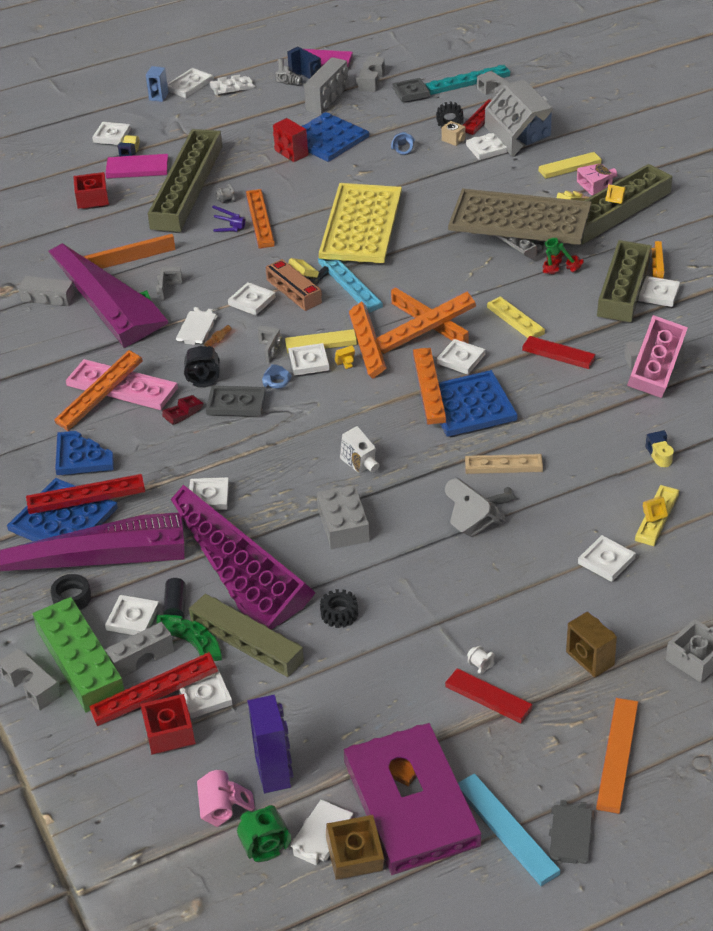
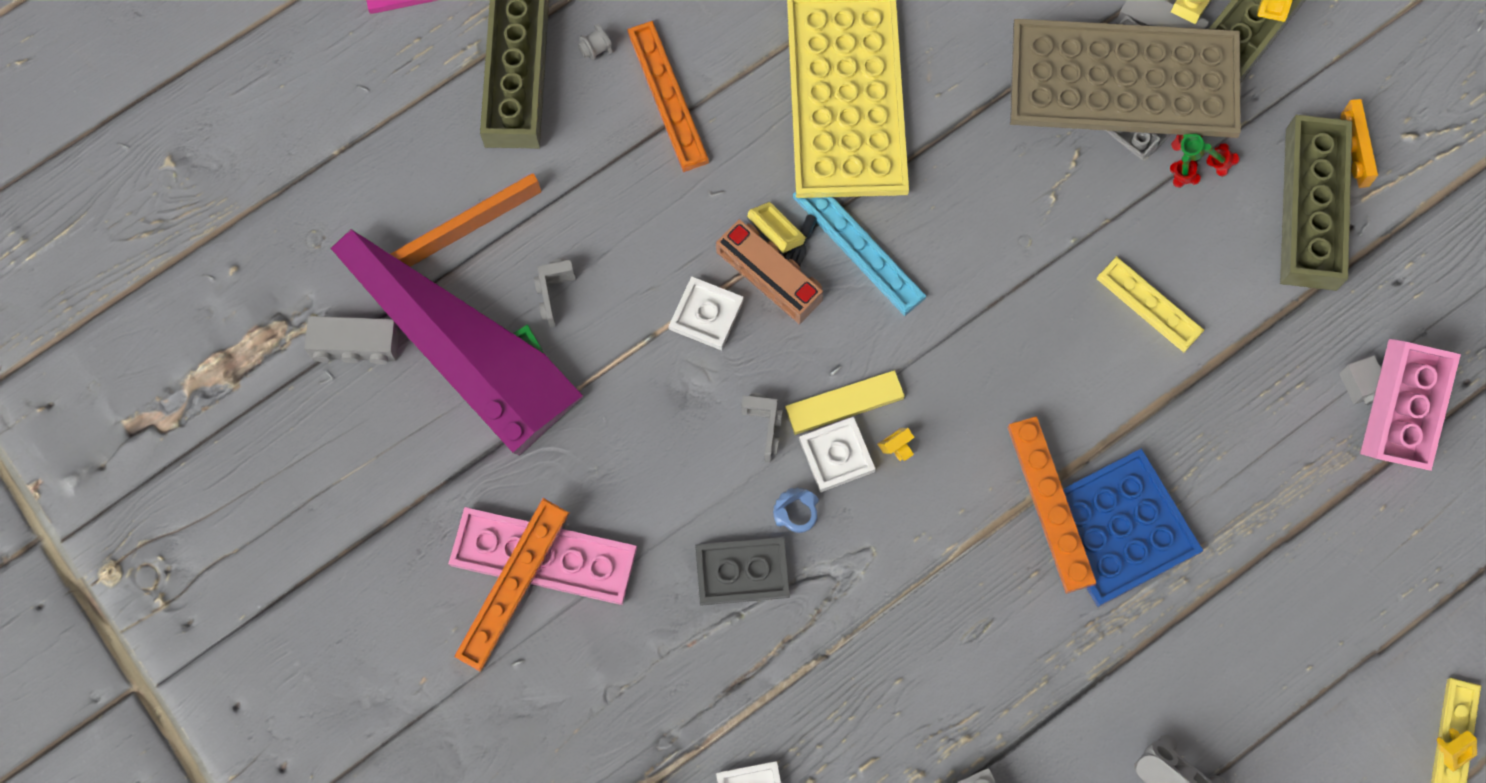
camera: 10 degrees left, 30 degrees up
(80, 455) = (520, 734): blue plate -> none
(91, 190) = (357, 66): red brick -> none
(186, 407) = (659, 600): dark red slope -> none
(196, 326) = (630, 392): white piece -> none
(201, 366) = (670, 506): black brick -> none
(218, 336) = (671, 414): clear orange bar -> none
(236, 221) = (633, 115): dark purple plant -> none
(358, 451) = (966, 671): white torso -> none
(367, 340) = (923, 395): orange plate -> none
(416, 308) = (1013, 327): orange tile -> none
(426, 322) = (1015, 353): orange plate -> none
(461, 356) = (1083, 416): white plate -> none
(502, 498) = (1212, 740): dark grey bar -> none
(503, 463) = (1199, 657): tan tile -> none
(558, 352) = (1236, 381): red tile -> none
(659, 291) = (1375, 213): white plate -> none
(659, 450) = (1437, 598): light yellow leg -> none

